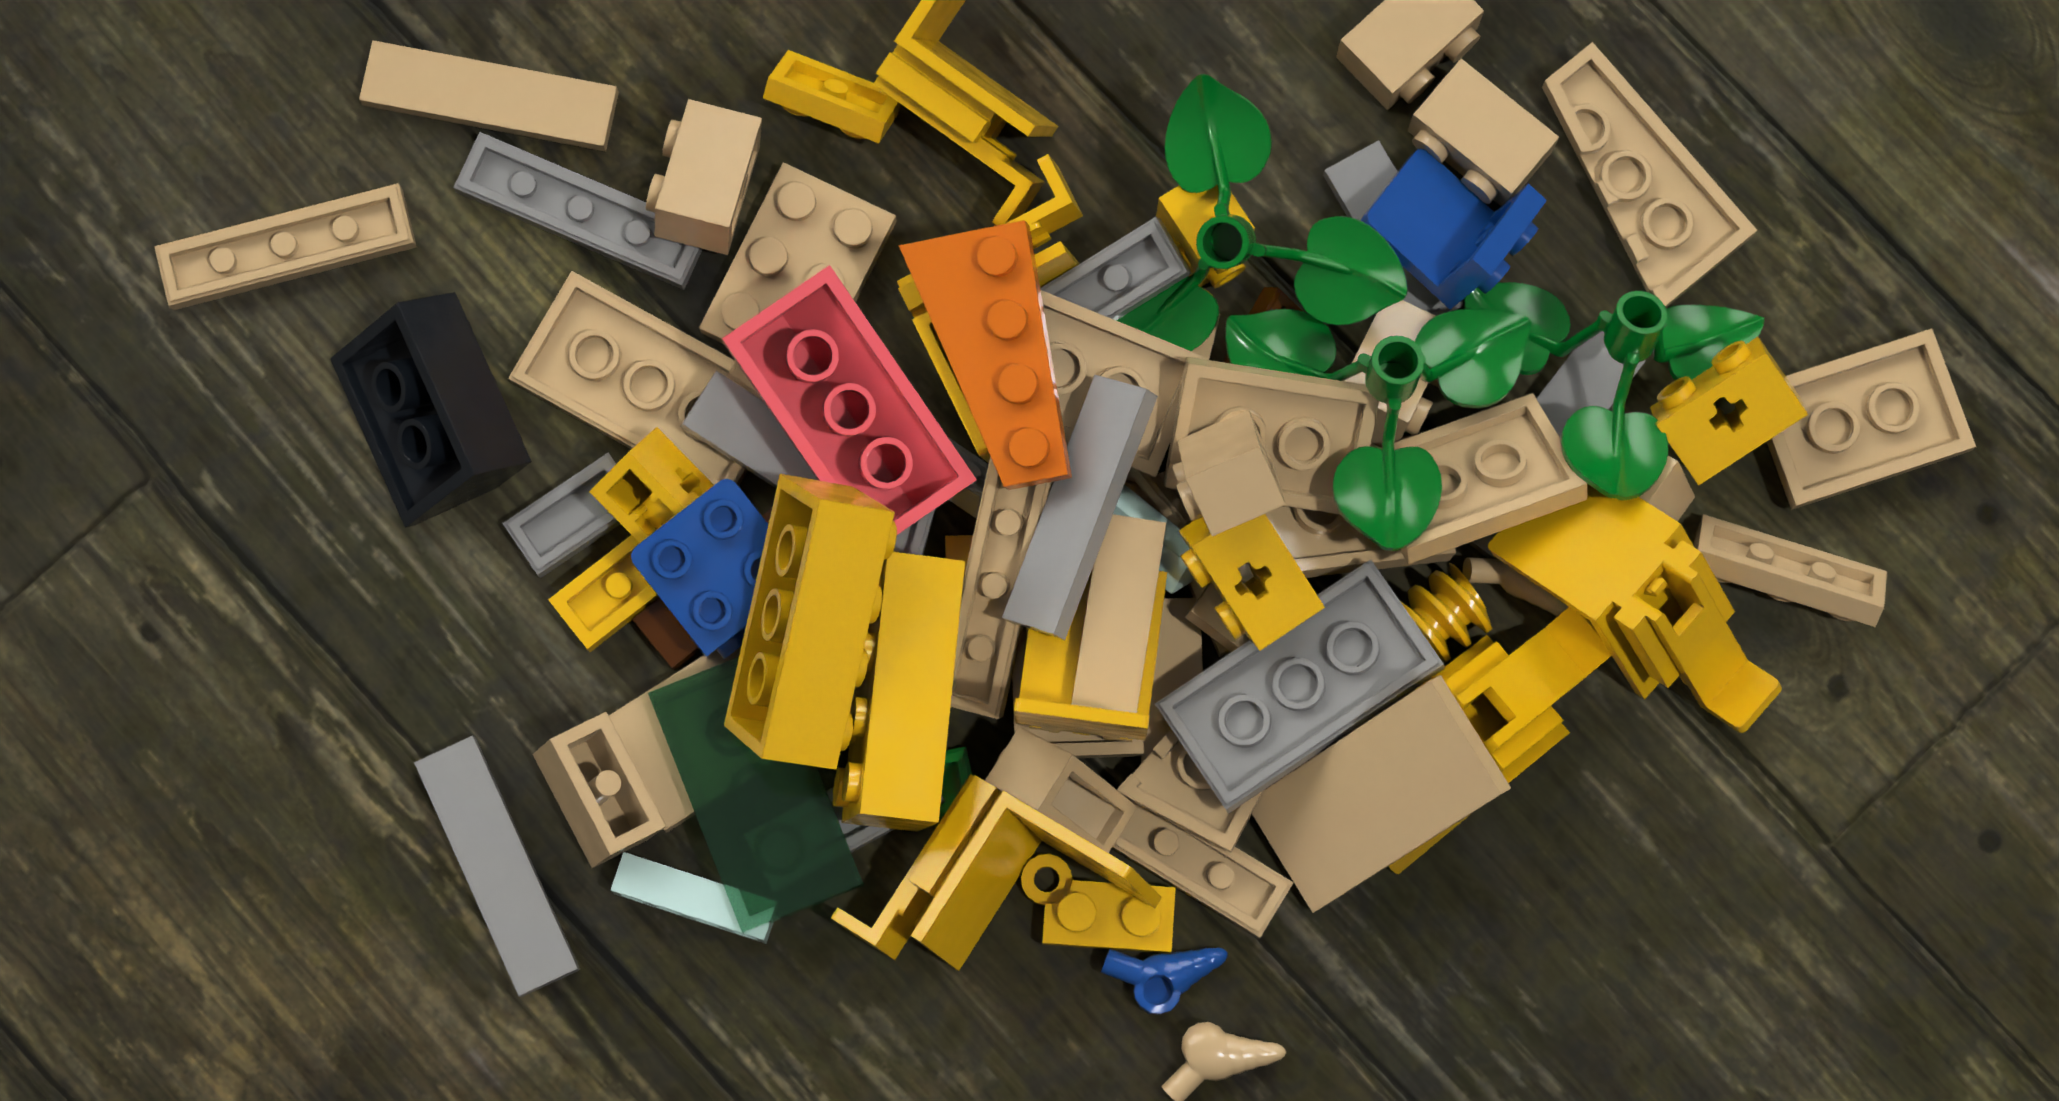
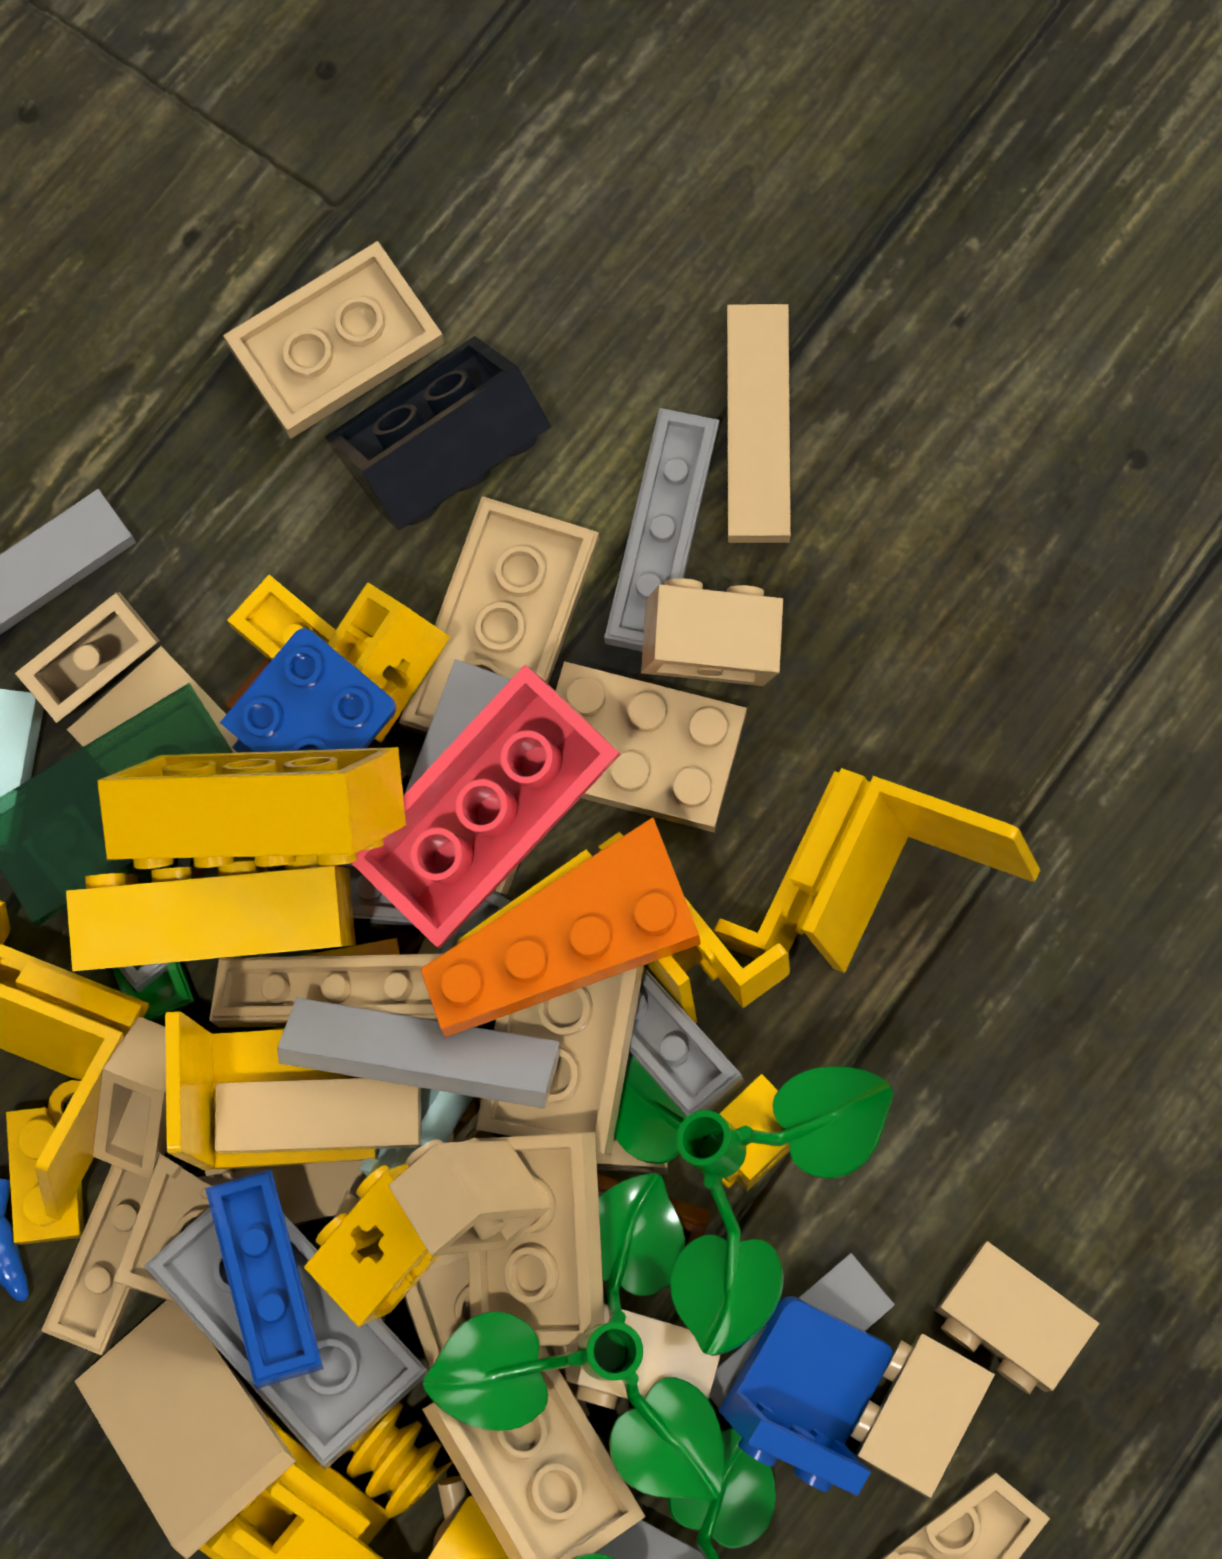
camera: 85 degrees right, 5 degrees down
(285, 246) = (574, 274): tan tile -> none
(305, 497) = (334, 339): none -> tan plate
(563, 520) = (343, 566): light grey tile -> none
(831, 96) = (821, 735): yellow plate -> none
(1260, 694) = (264, 1279): none -> blue tile

